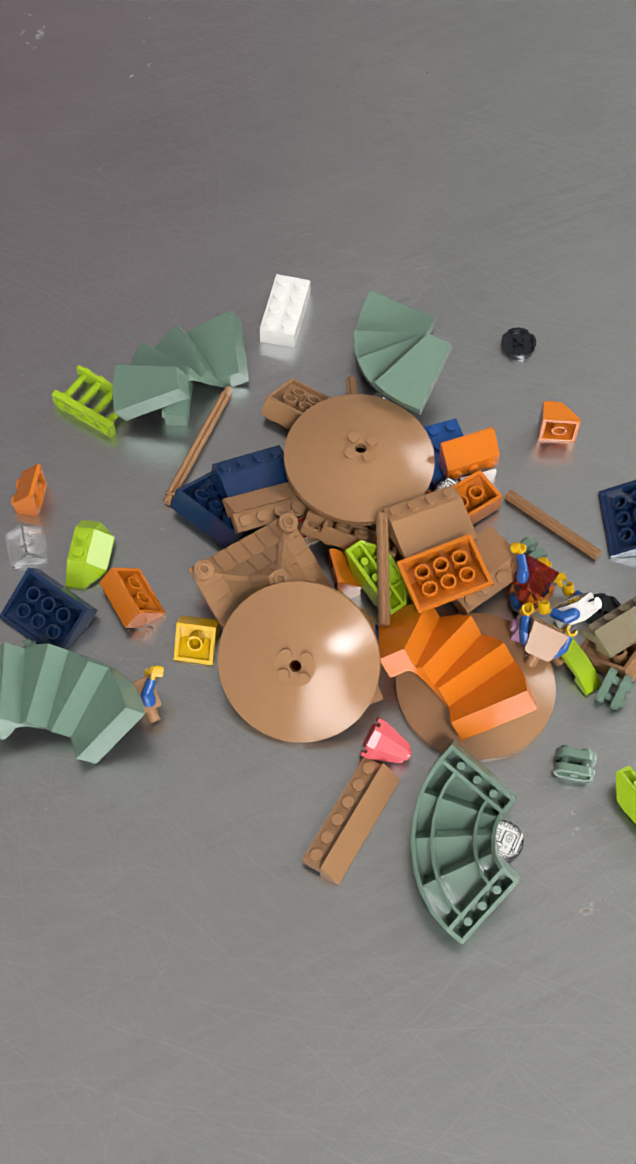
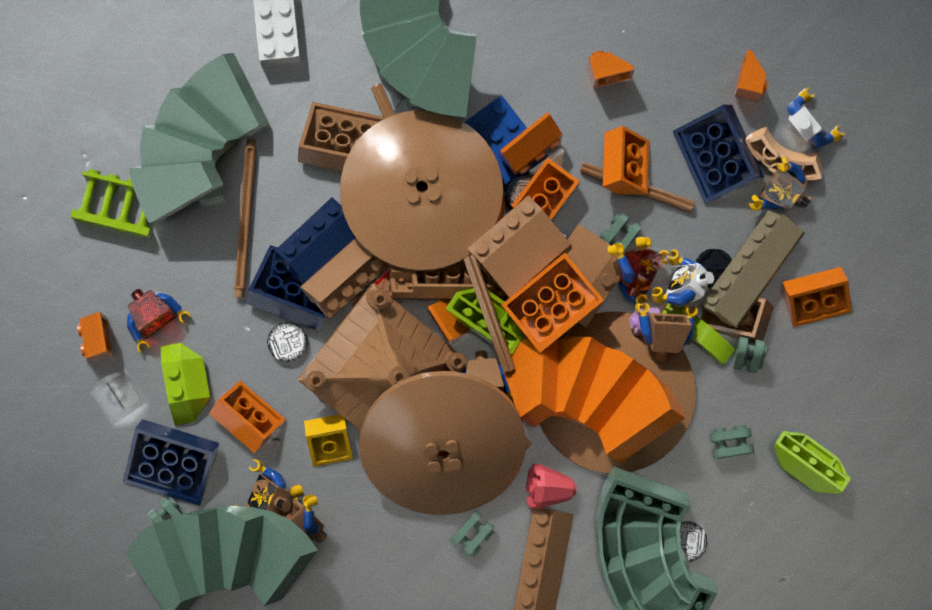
camera: 15 degrees left, 20 degrees up
(83, 488) = (150, 313): none -> clear red torso
(127, 658) = (269, 491): none -> torso
(193, 548) = (287, 342): none -> tile
(295, 774) = (473, 547): none -> sand green brick
(549, 497) = (625, 162): none -> orange slope

